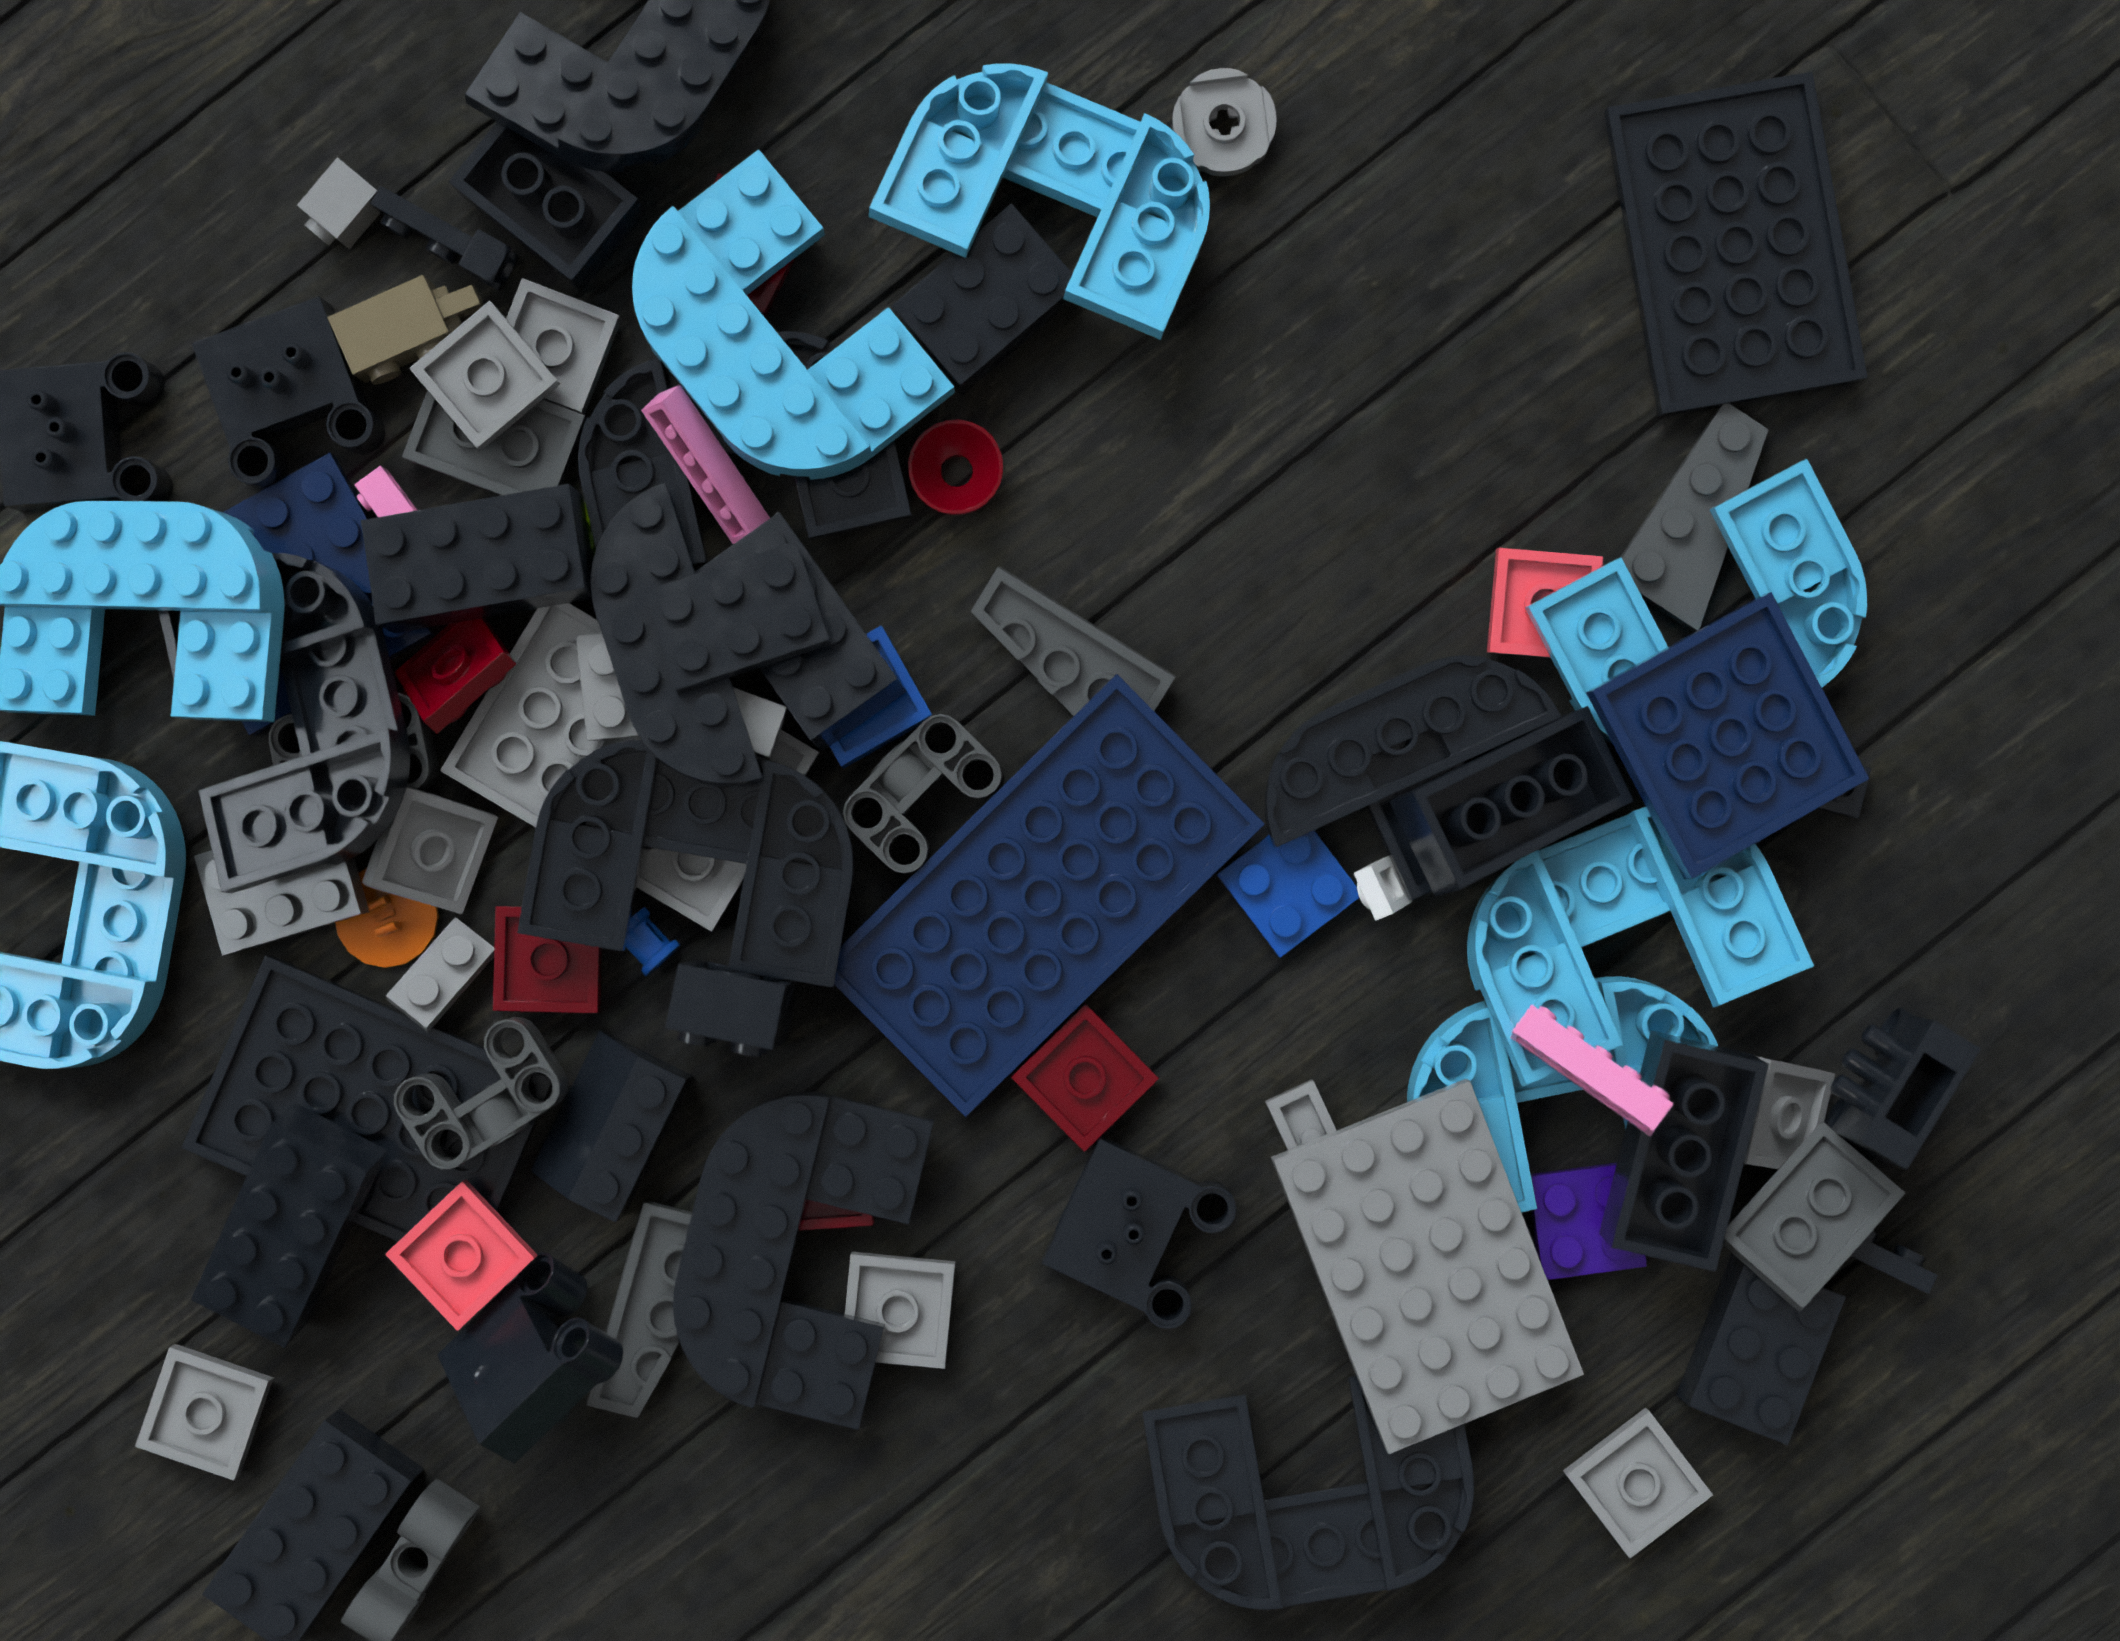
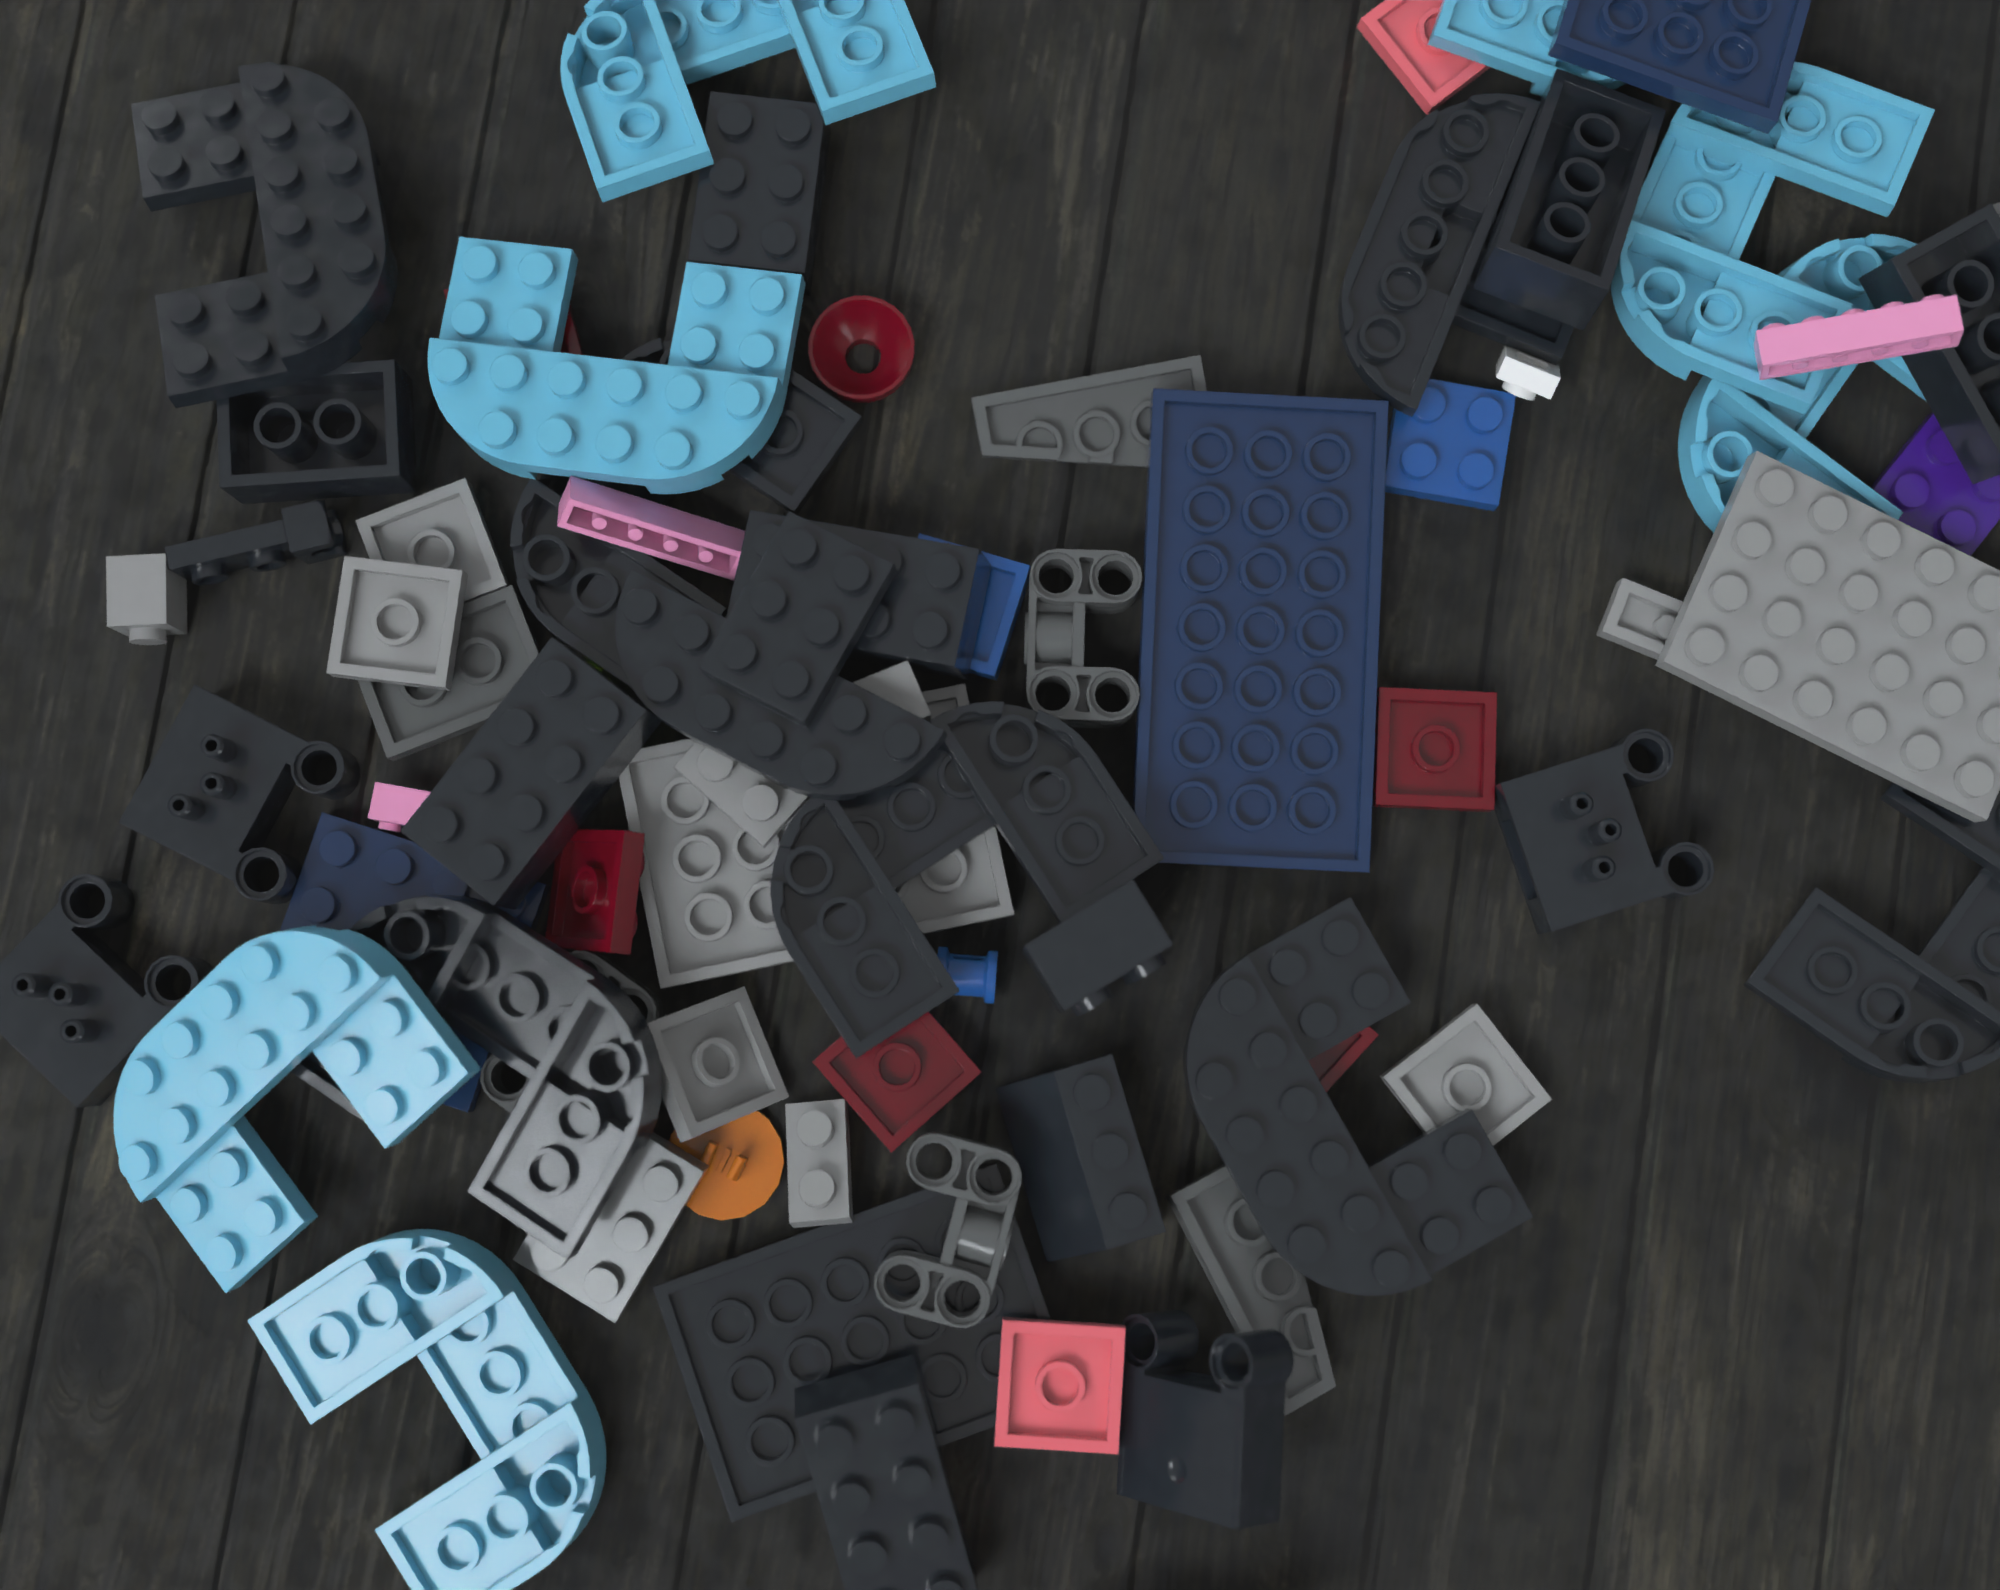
camera: 50 degrees left, 5 degrees down
(400, 326) = (287, 652): dark tan hinge -> none

